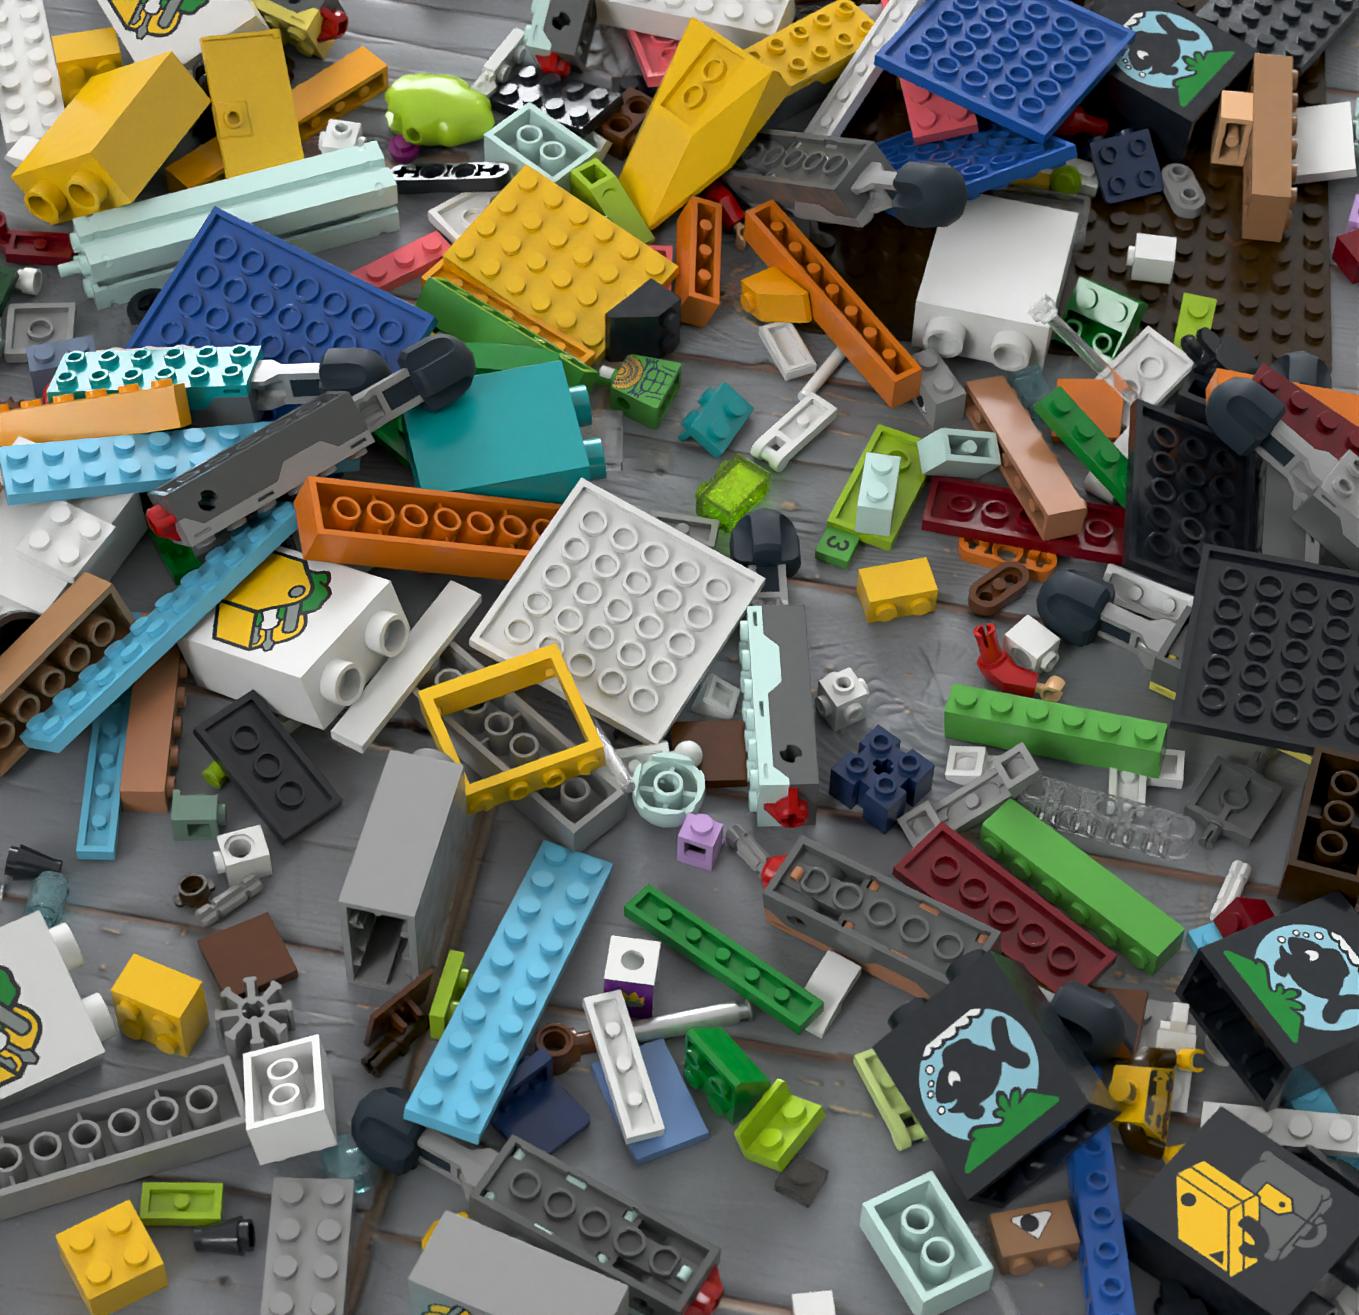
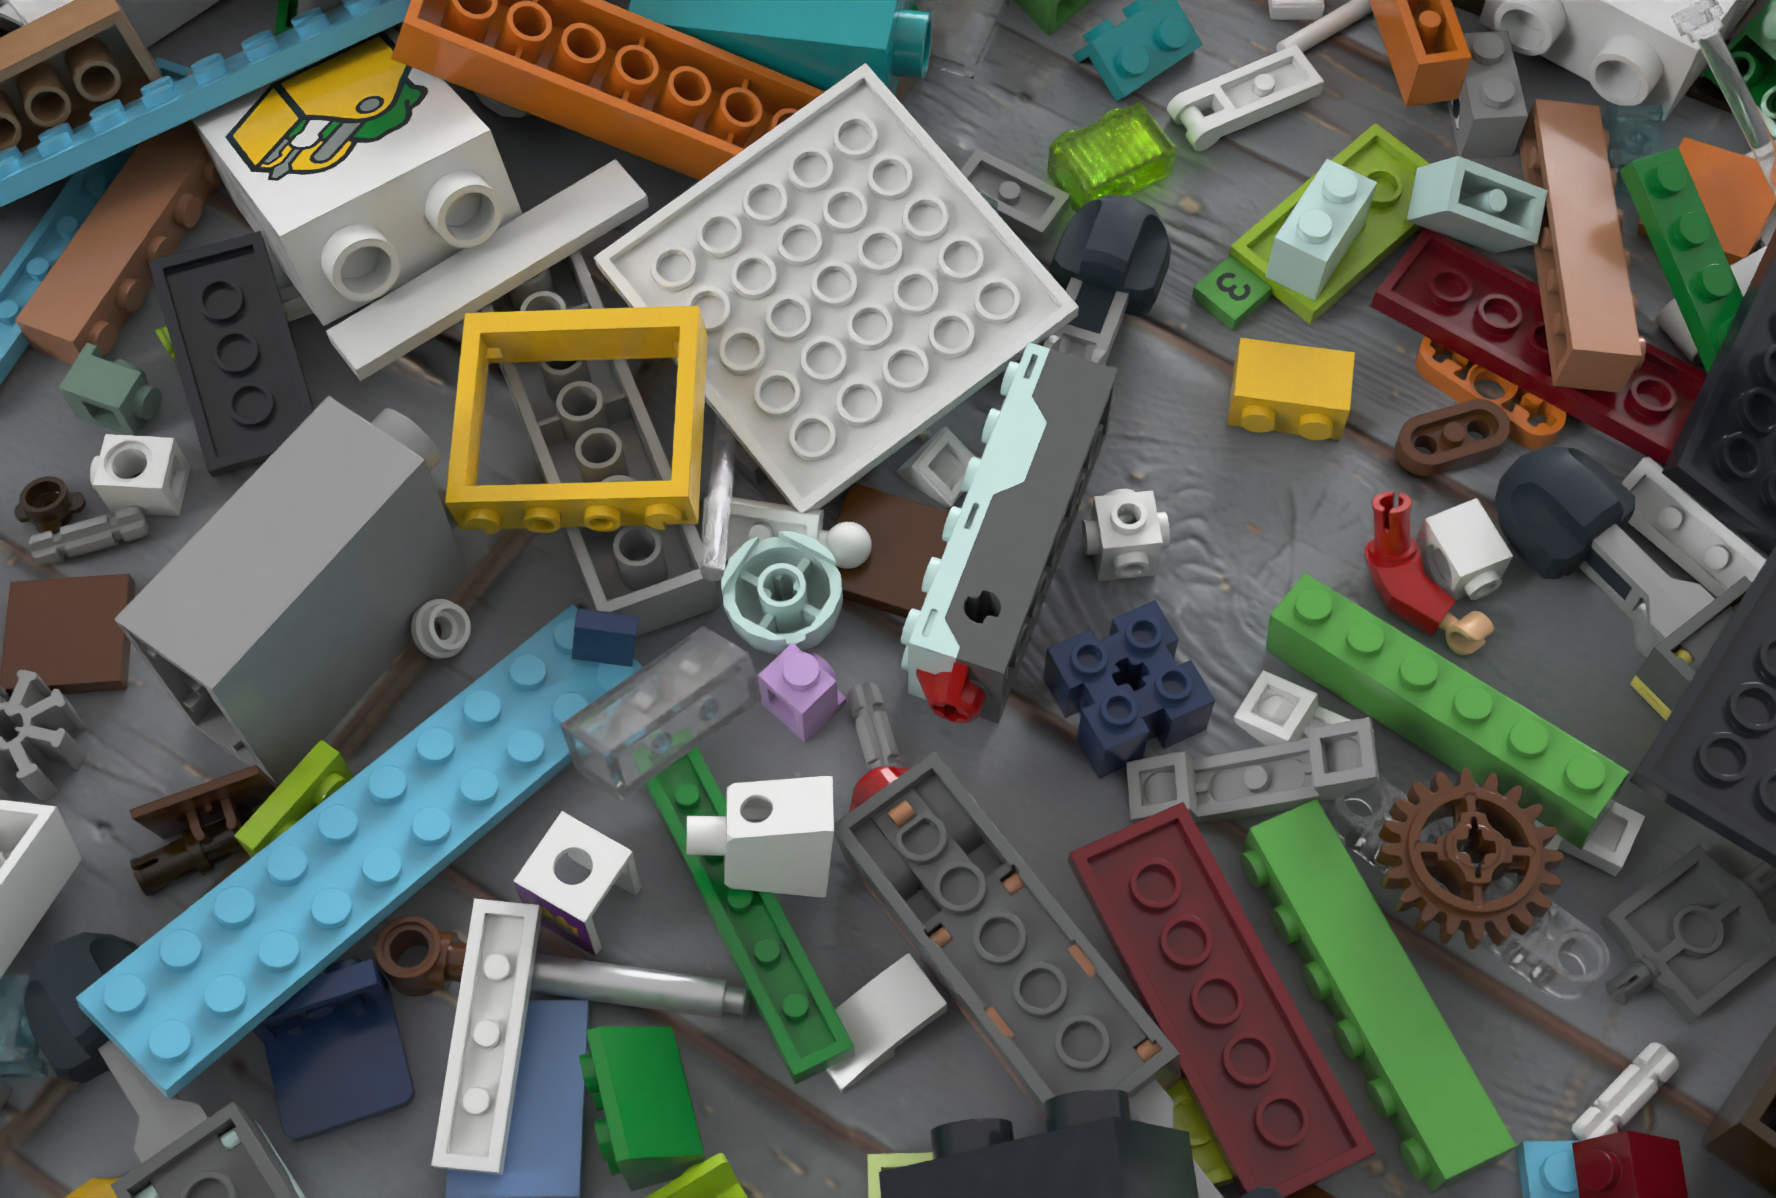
camera: 25 degrees right, 10 degrees up
(473, 878) = (453, 623): none -> white plate
(581, 845) = (604, 637): none -> dark blue tile
(631, 874) = (661, 712): none -> clear brick
(732, 909) = (772, 835): none -> white torso
(1108, 786) = (1514, 849): none -> reddish brown gear

